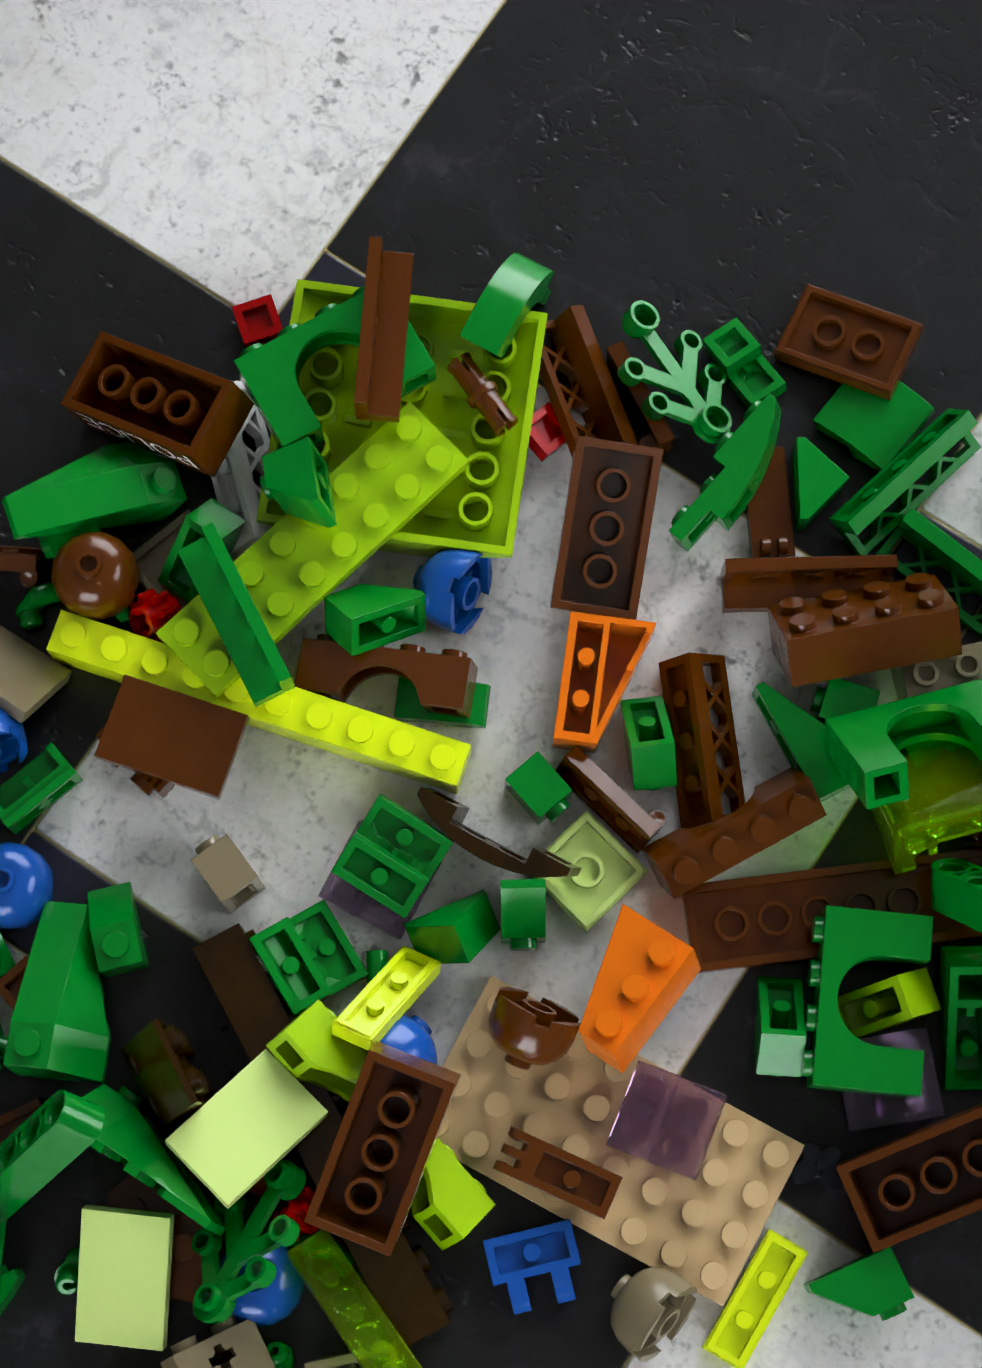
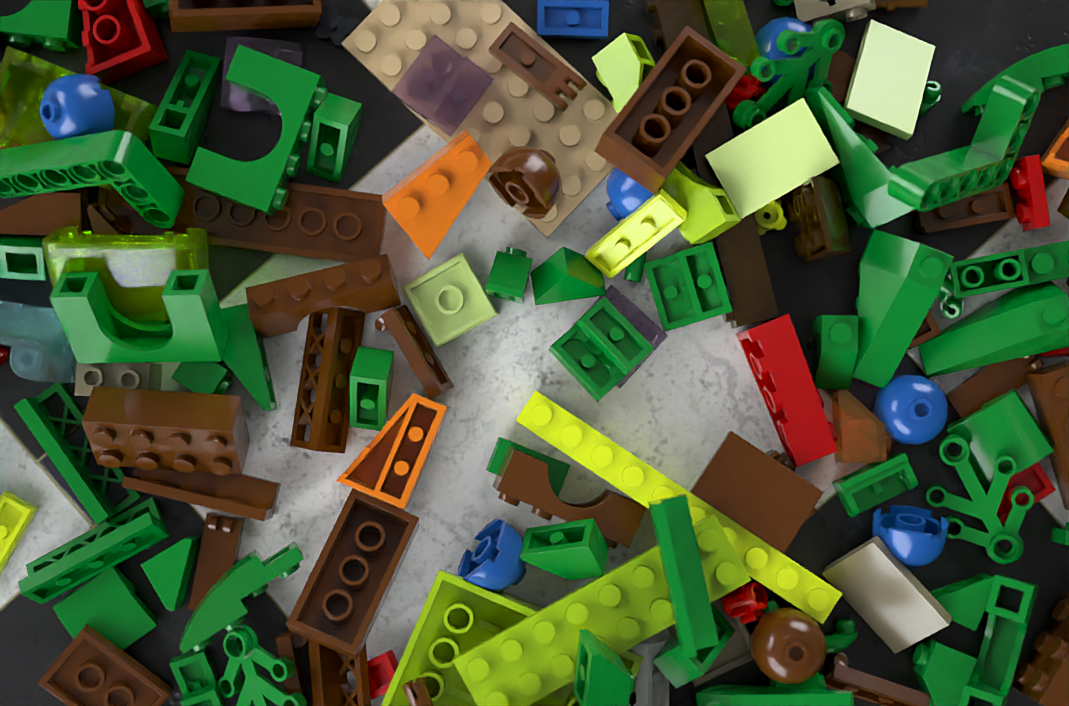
camera: 165 degrees left, 10 degrees up
(66, 840) = (858, 431): none -> clear orange slope
(160, 866) = (788, 390): none -> red wedge
(221, 1068) = (776, 218): none -> neon yellow plate
(227, 872) = (738, 370): dark tan brick -> none
(449, 817) = (548, 372): dark brown slope -> none
(539, 789) = (469, 373): green brick -> none
(888, 1002) = (241, 130): lime slope -> none

